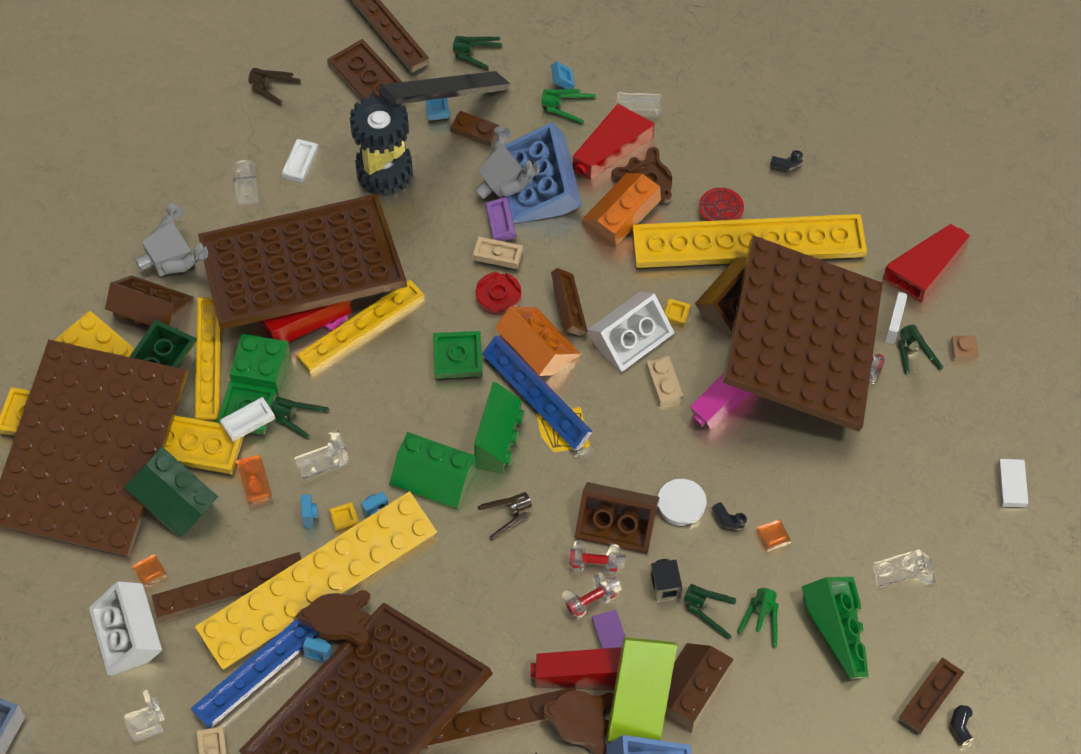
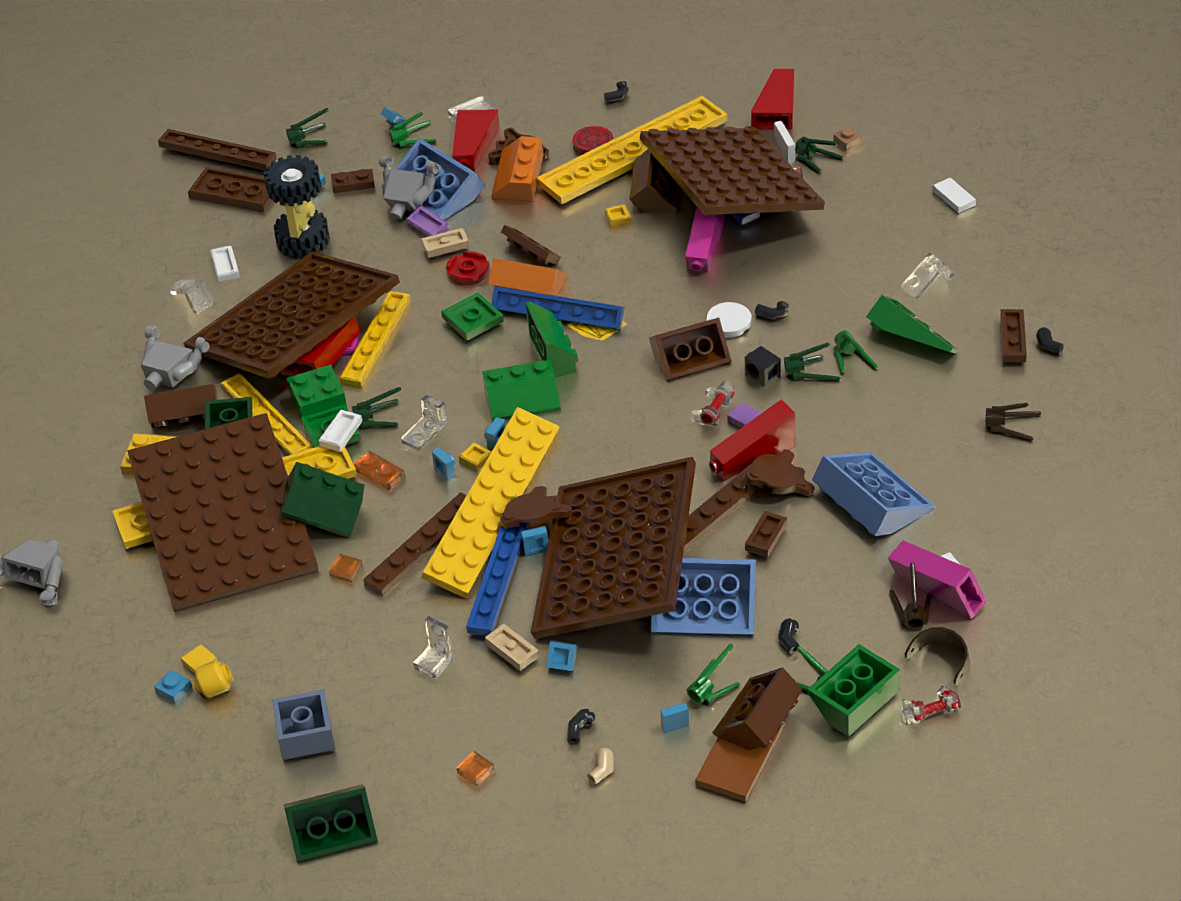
camera: 30 degrees left, 15 degrees down
(124, 627) = (360, 608): white slope -> none
(262, 78) = (142, 224): dark brown plant -> none
(443, 87) = (317, 147): black tile -> none
(517, 504) = (606, 380): dark brown plant -> none
(611, 561) = (710, 378): clear piece -> none
(631, 330) = (595, 238): white slope -> none
(641, 688) = (810, 420): lime tile -> none
(664, 381) = (647, 258): tan plate -> none
(695, 682) = (839, 415): reddish brown slope -> none
(773, 535) = (814, 306): clear orange tile -> none

